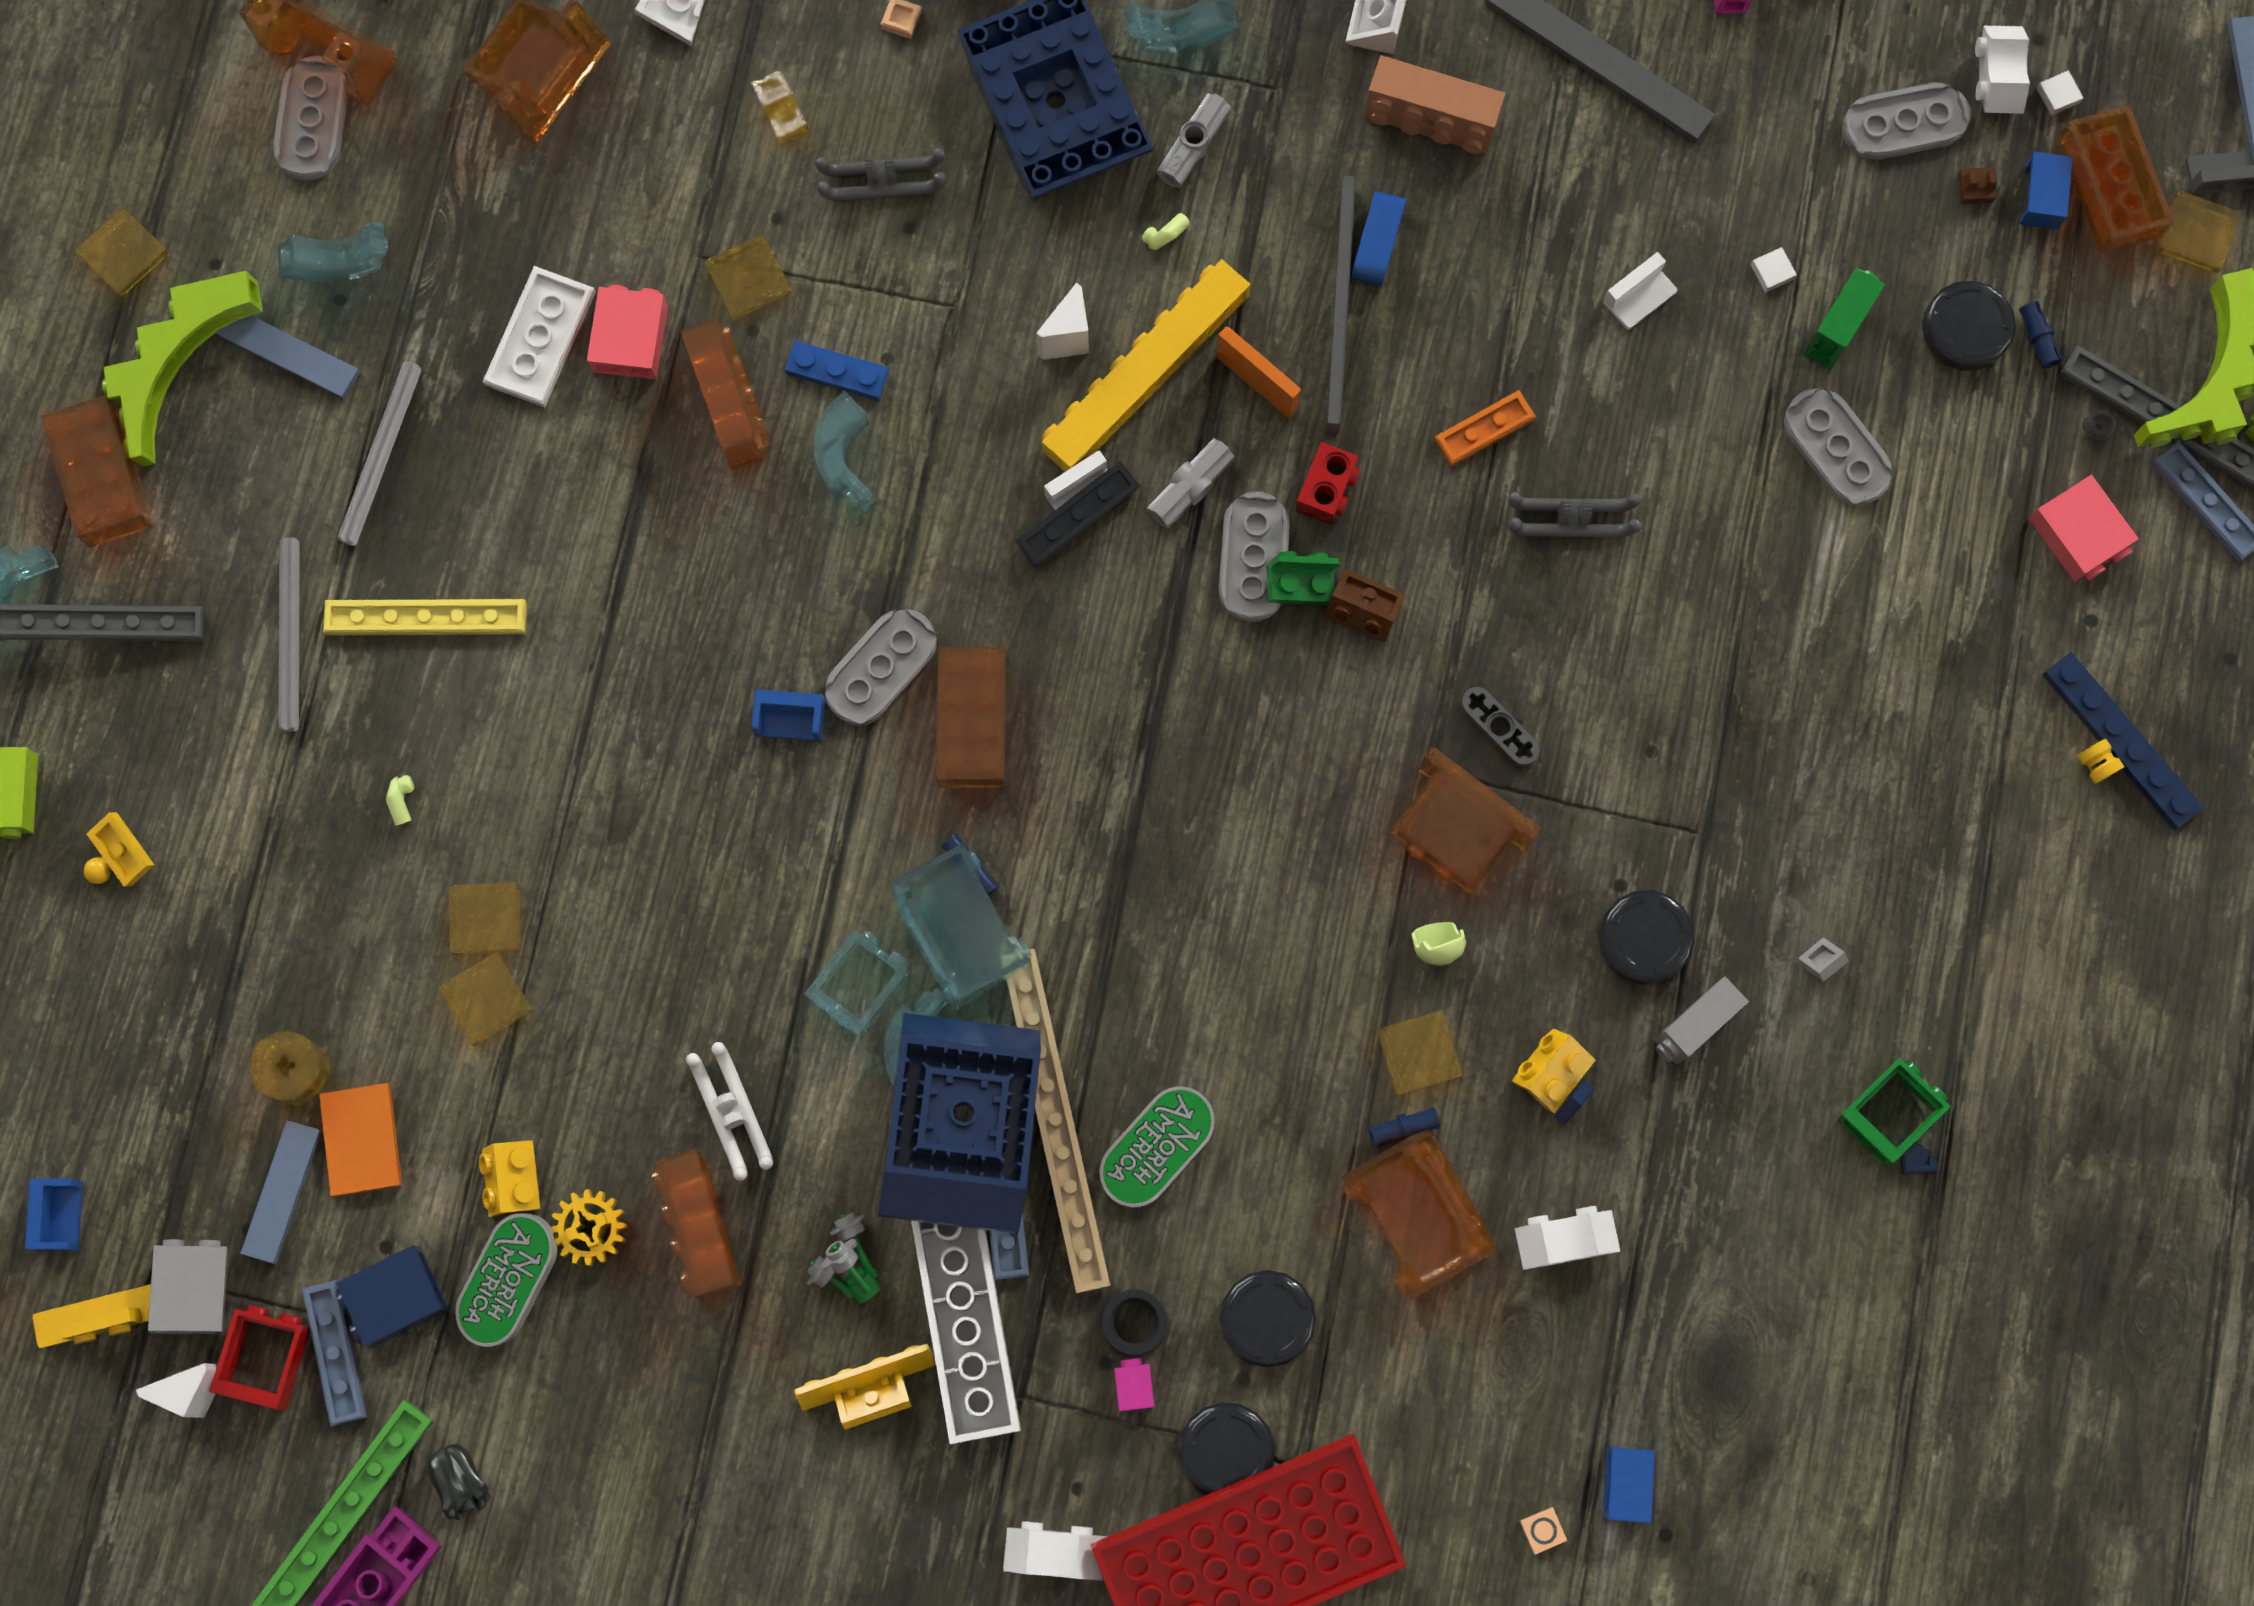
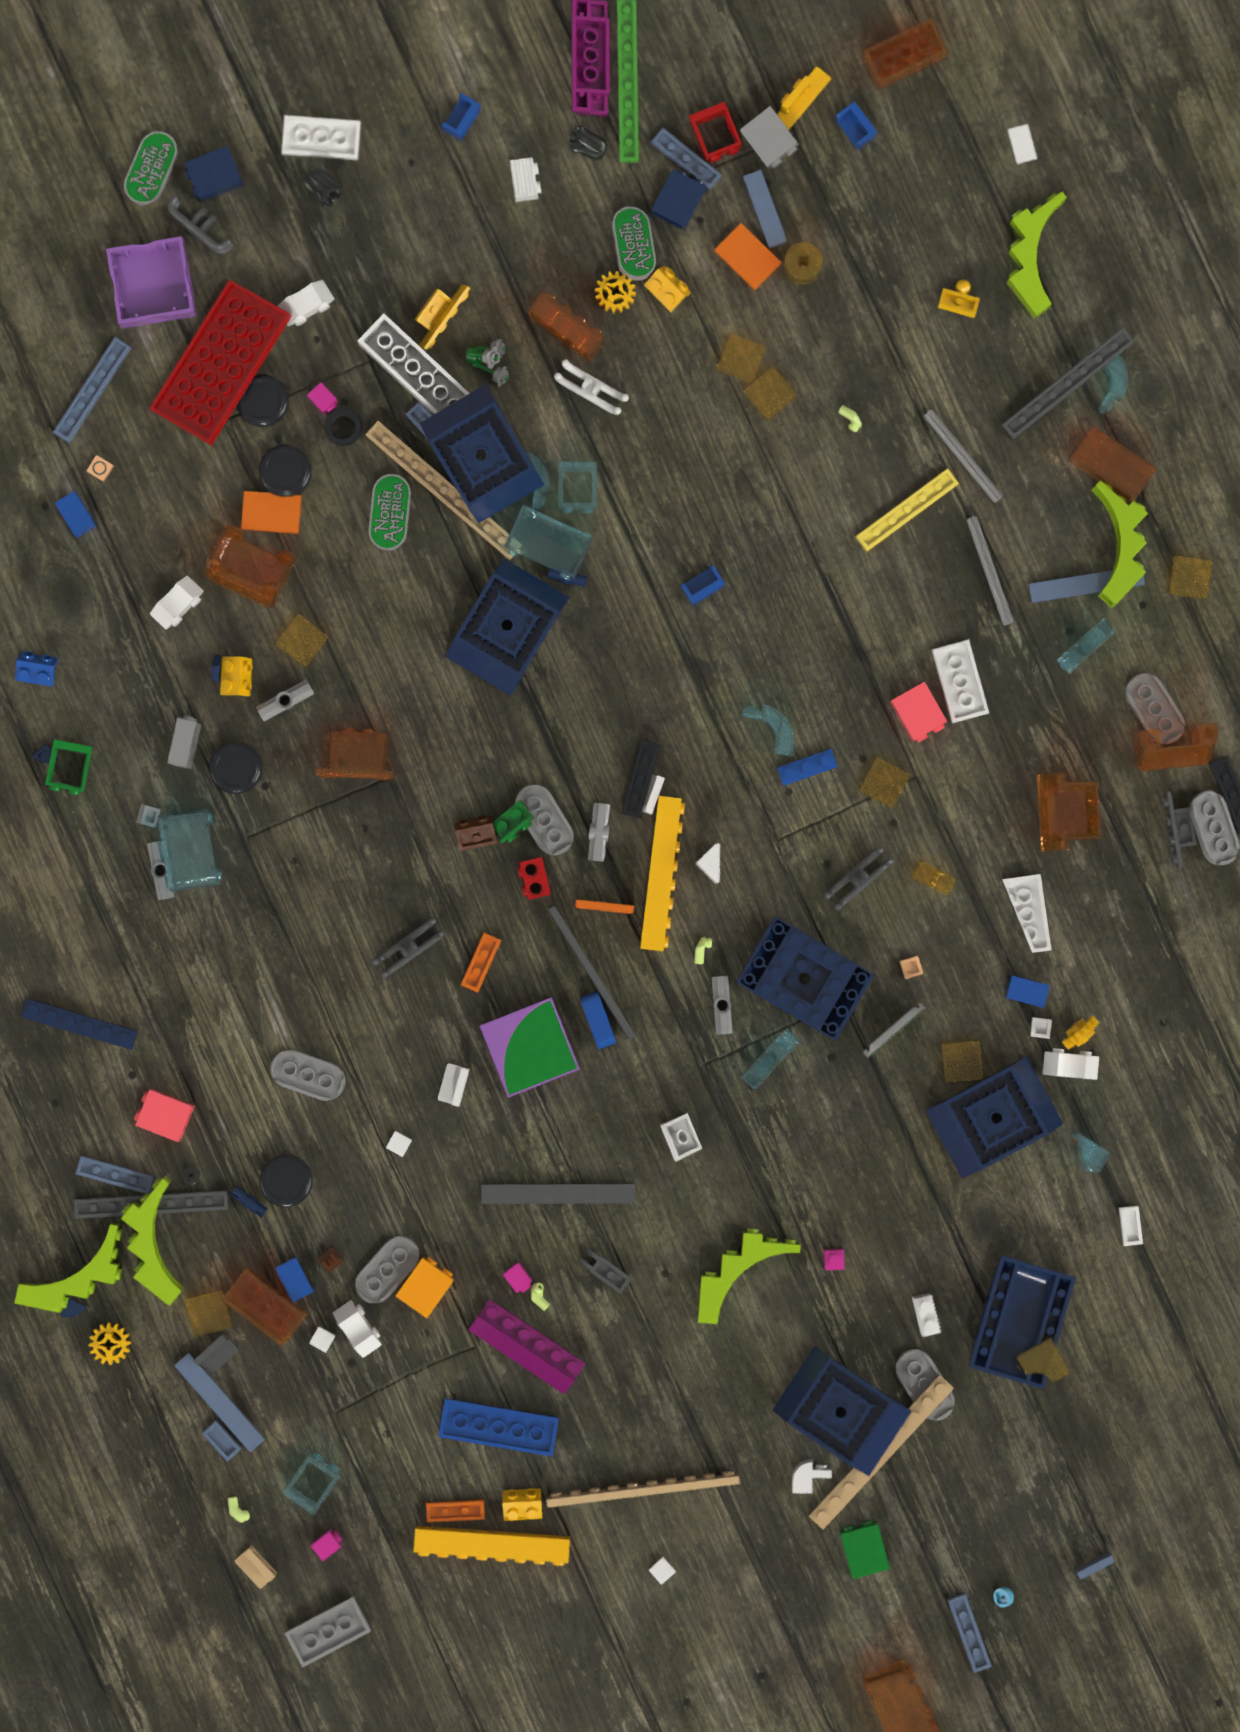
camera: 145 degrees right, 10 degrees up
(183, 1392) = (735, 91): white slope -> none
(590, 1499) = (524, 179): none -> white brick
(727, 393) = (847, 713): clear orange brick -> none
(880, 667) = (678, 640): light grey tile -> none
(971, 717) = (617, 645): clear orange brick -> none
(1076, 894) = (499, 654): none -> dark blue slope
(1333, 1274) = (271, 513): none -> orange tile
(1403, 1127) = (285, 600): dark blue pin -> none
(1433, 105) = (618, 1104): nougat brick -> none
(1439, 943) = (328, 696): yellowish green hair -> none
(1500, 265) = (529, 1047): none -> green tile
(1501, 713) = (357, 821): dark grey beam -> none
(1529, 983) = (273, 706): none -> light grey piece
(1798, 867) = (188, 850): none -> clear light blue windscreen
(1844, 318) = (346, 1137): green window -> none
(1845, 1295) = (36, 668): none -> blue bracket
(1866, 851) = (161, 882): none -> light grey piece
(1870, 59) = (425, 1286): none -> light orange brick
(2096, 754) = (83, 1004): yellow wheel -> none

